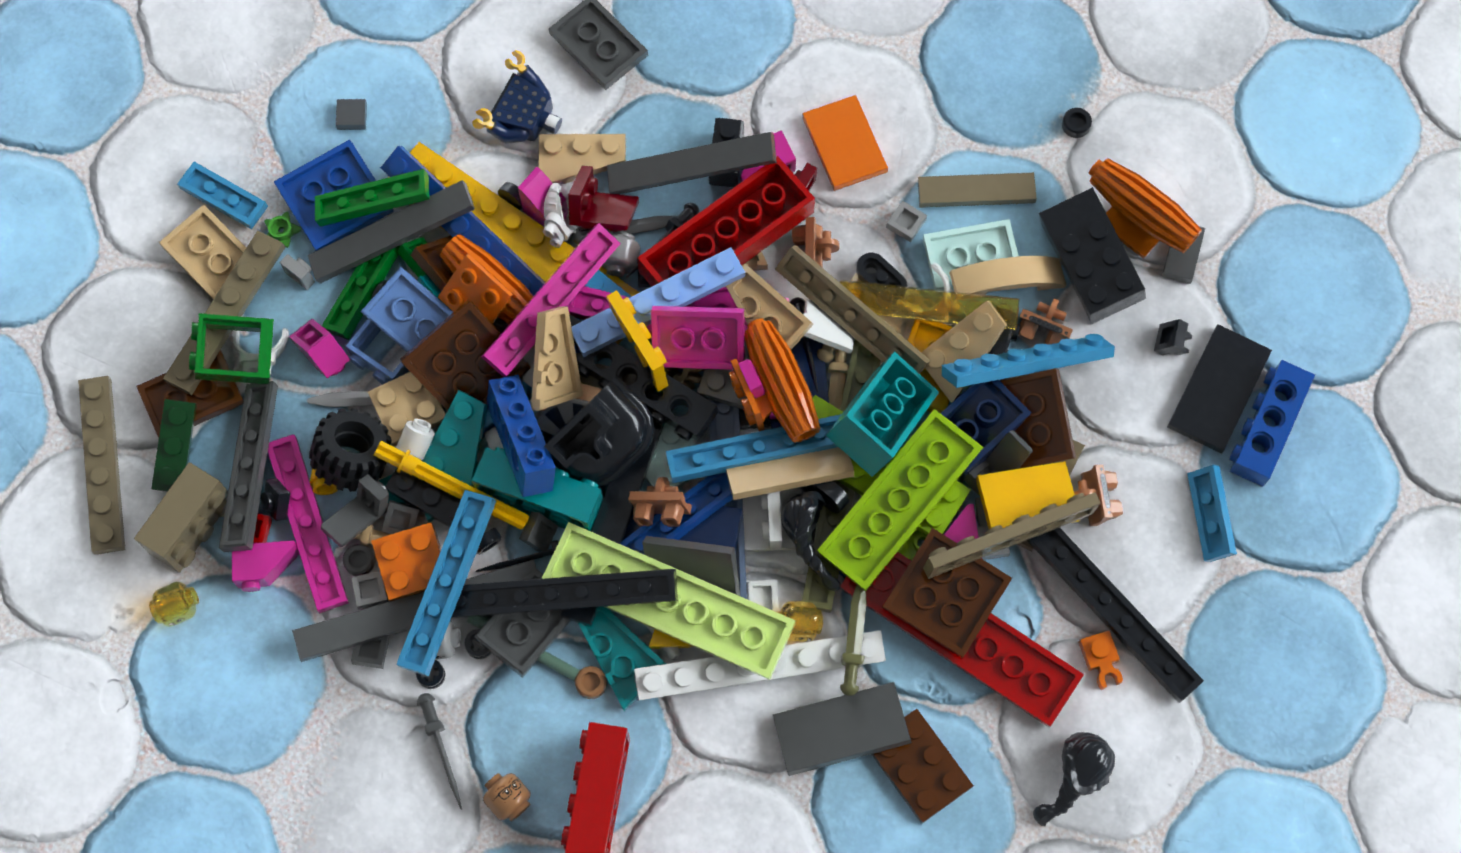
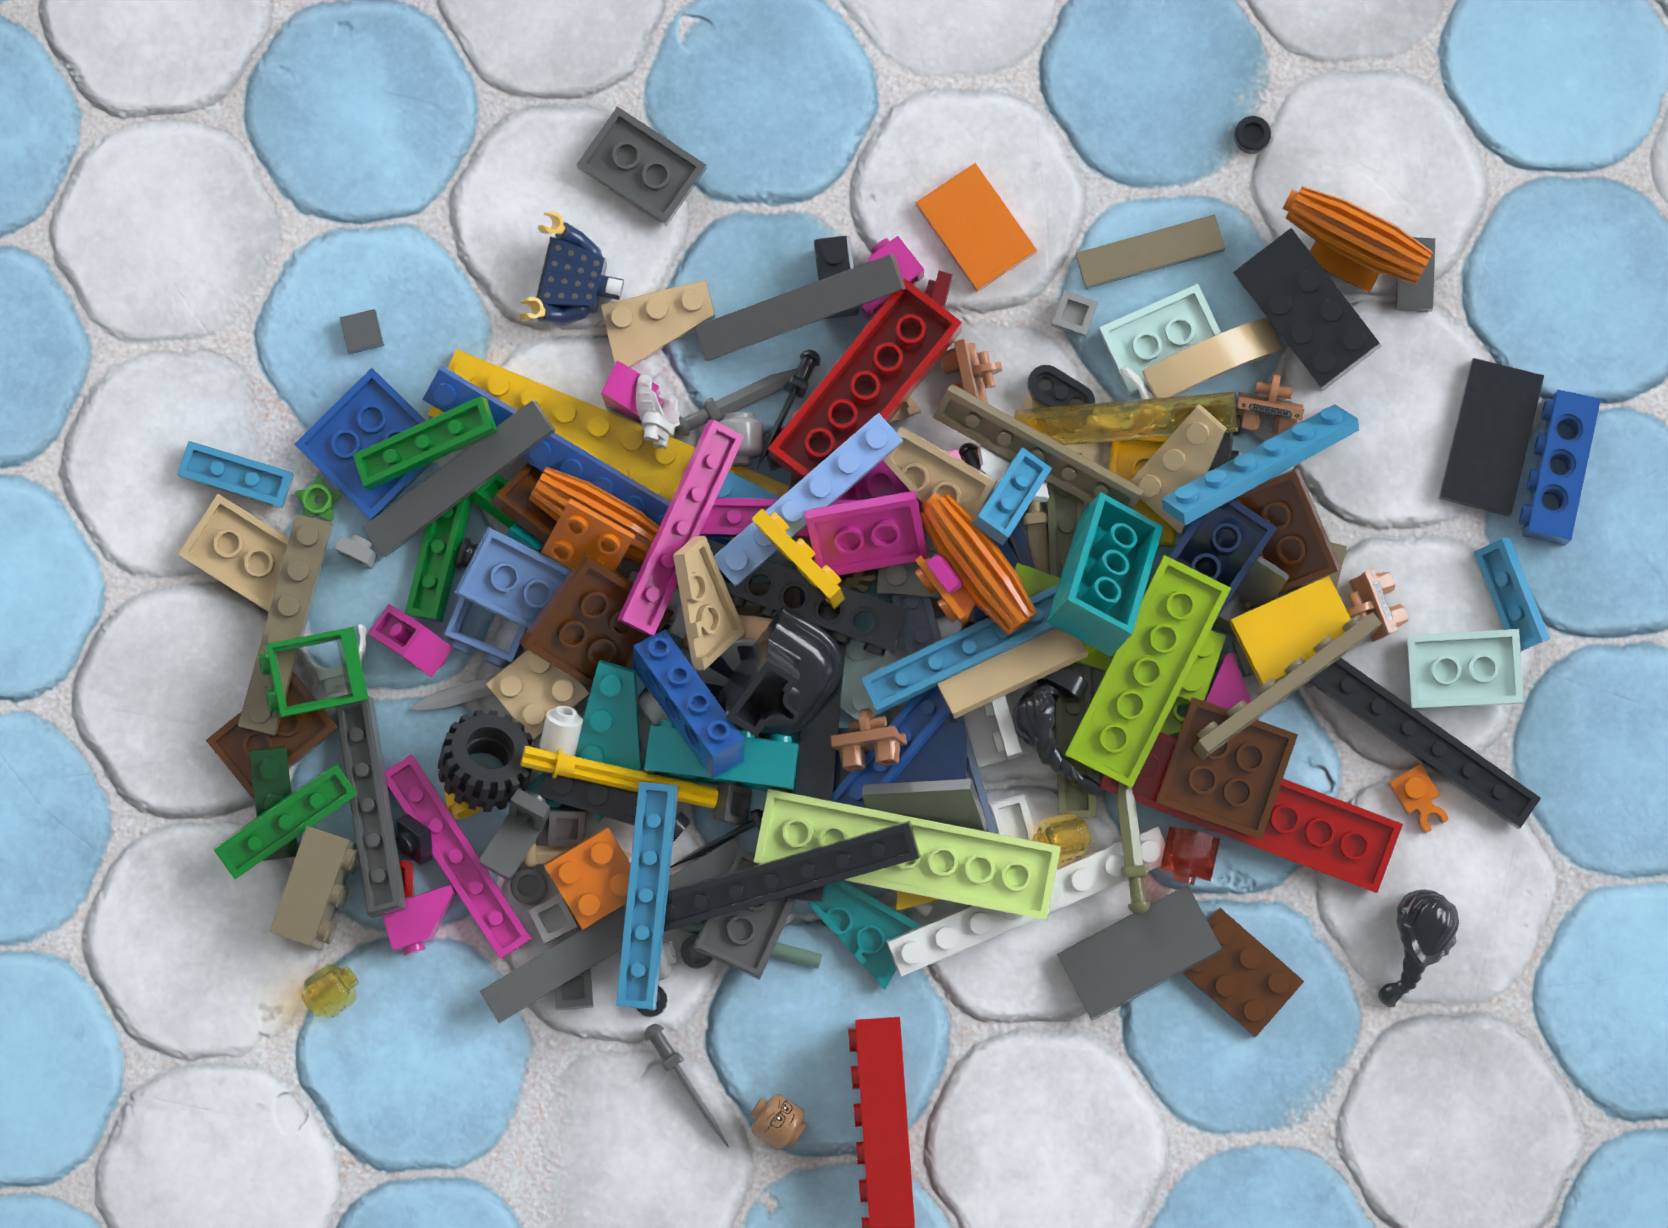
camera: 10 degrees left, 10 degrees up
(101, 465) = (191, 843): dark tan plate -> none
(173, 458) = (285, 821): none -> green plate
(510, 193) = (588, 392): black tile -> none
(590, 207) = (702, 386): dark red bracket -> none
(590, 682) = (838, 965): medium nougat tile -> none
(822, 336) = (1012, 496): none -> dark azure plate
(901, 658) = (1189, 855): none -> clear red brick
(1162, 562) = (1465, 669): none -> light aqua plate
(1172, 338) = (1423, 388): black tile -> none

